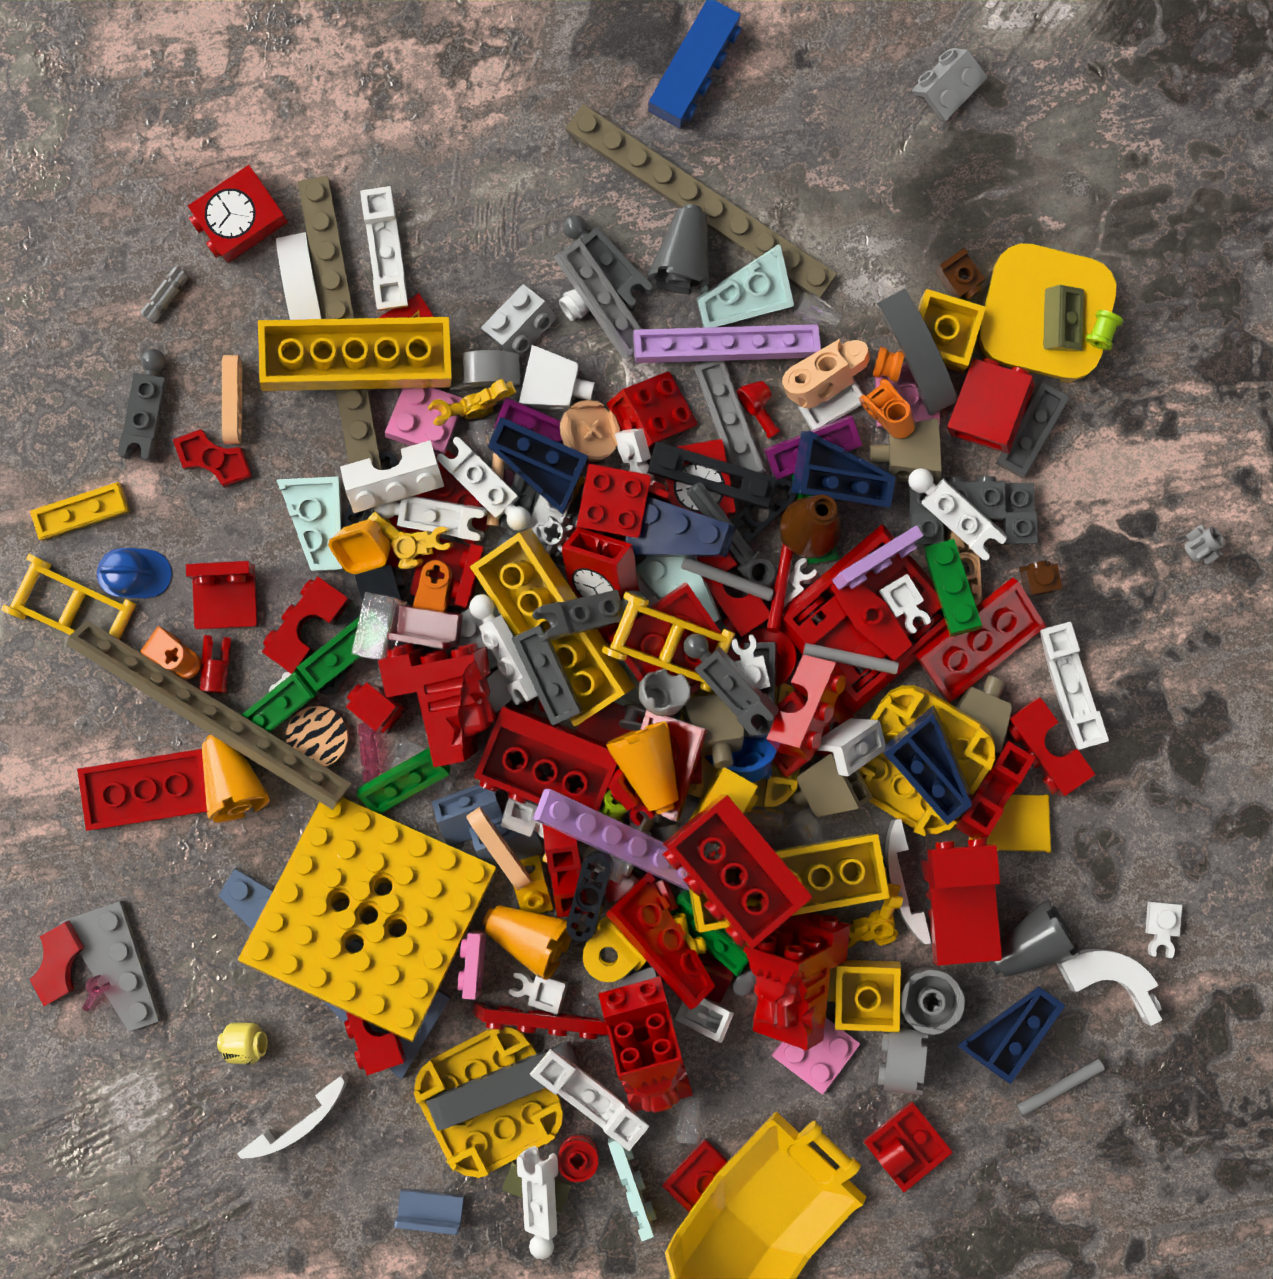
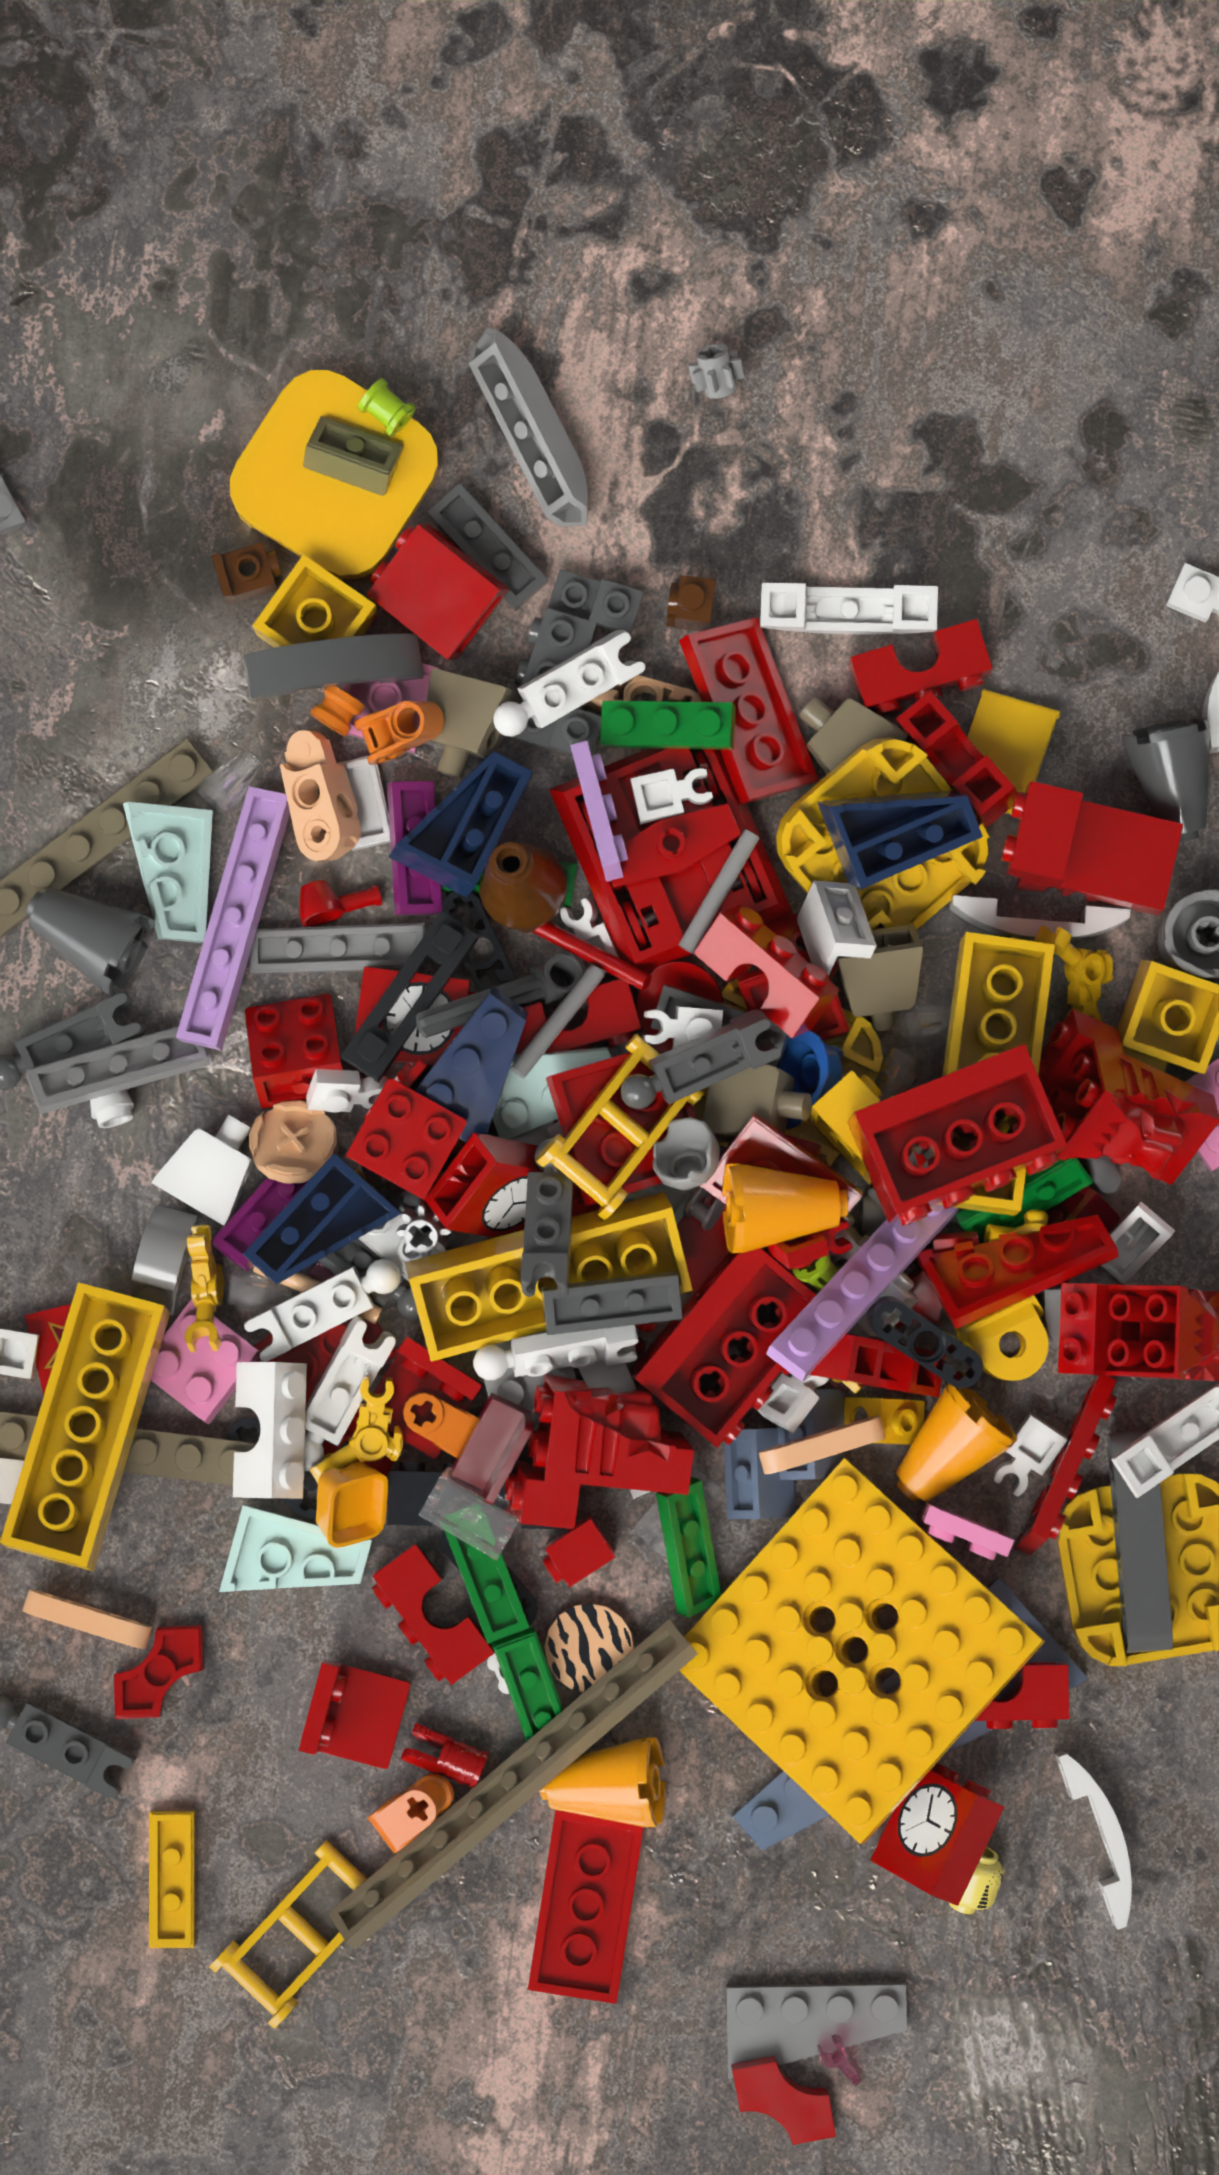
camera: 70 degrees left, 0 degrees up
(134, 573) = (282, 1830): blue piece -> none
(263, 1011) = (939, 1834): none -> red brick
(368, 752) = (633, 1583): clear pink axle -> none
(519, 321) = (109, 1190): light grey bracket -> none
(1122, 433) = (531, 428): none -> light grey brick

